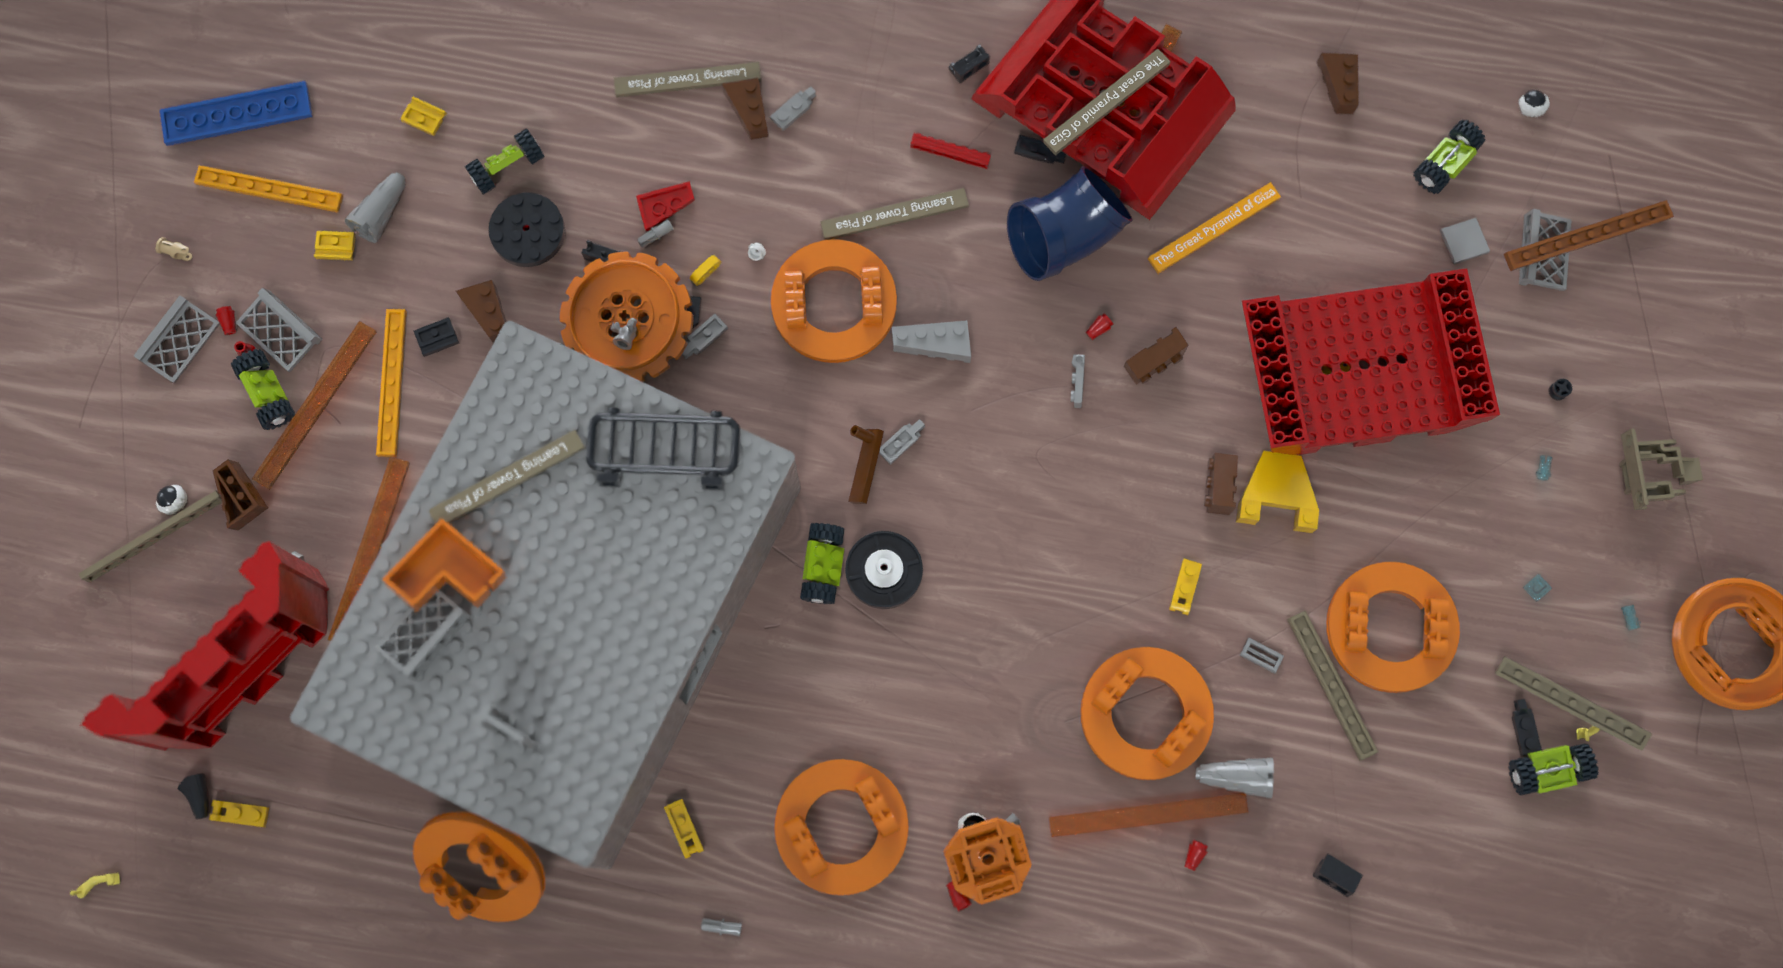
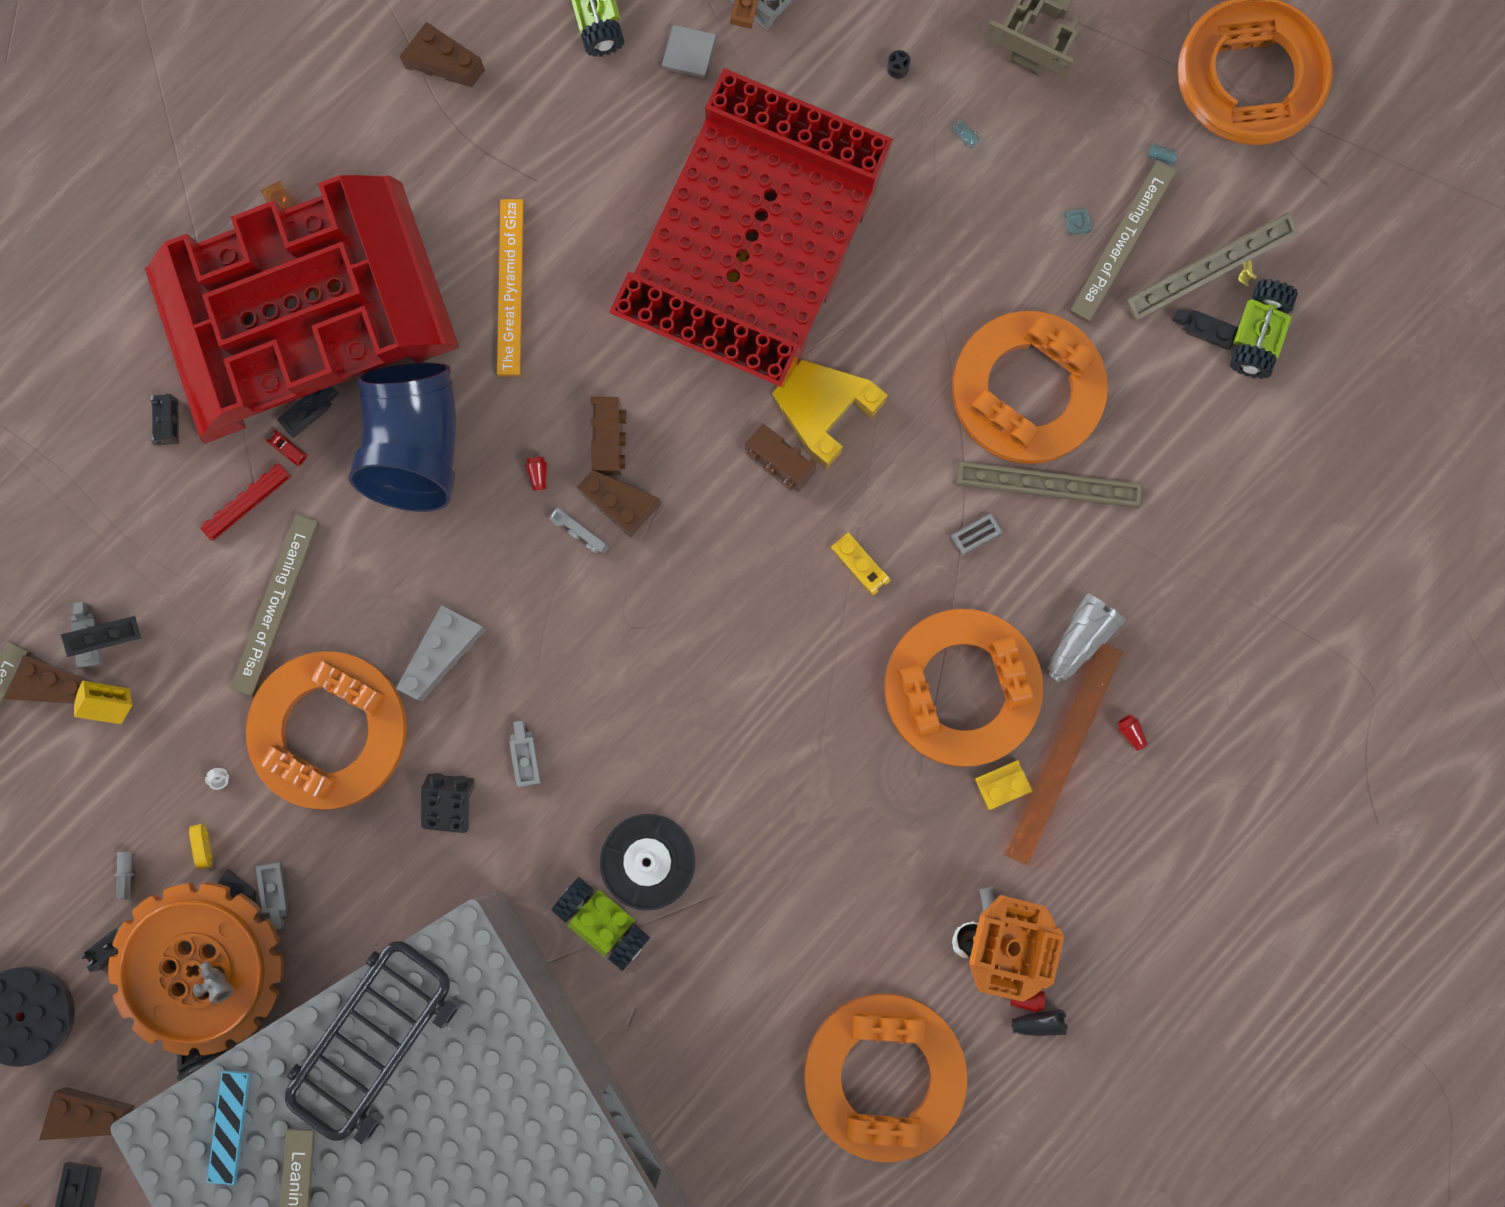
camera: 55 degrees left, 5 degrees up
(553, 393) = (228, 1127): none -> medium azure tile
(663, 203) = (96, 844): red wing -> none
(759, 146) = (102, 702): none -> yellow brick
(801, 117) = (100, 636): none -> black brick
(836, 410) = (446, 802): none -> black bracket
(866, 463) = (523, 807): reddish brown piece -> none
(947, 915) = (1041, 1024): none -> black piece
(1003, 160) = (288, 449): none -> red bar
(1097, 785) = (1003, 785): none -> yellow plate
(1106, 101) = (304, 308): dark tan tile -> none
(1116, 393) = (619, 501): none -> reddish brown wedge
(1338, 875) = (1237, 605): black hinge -> none
(1546, 628) = (1122, 241): none -> dark tan tile

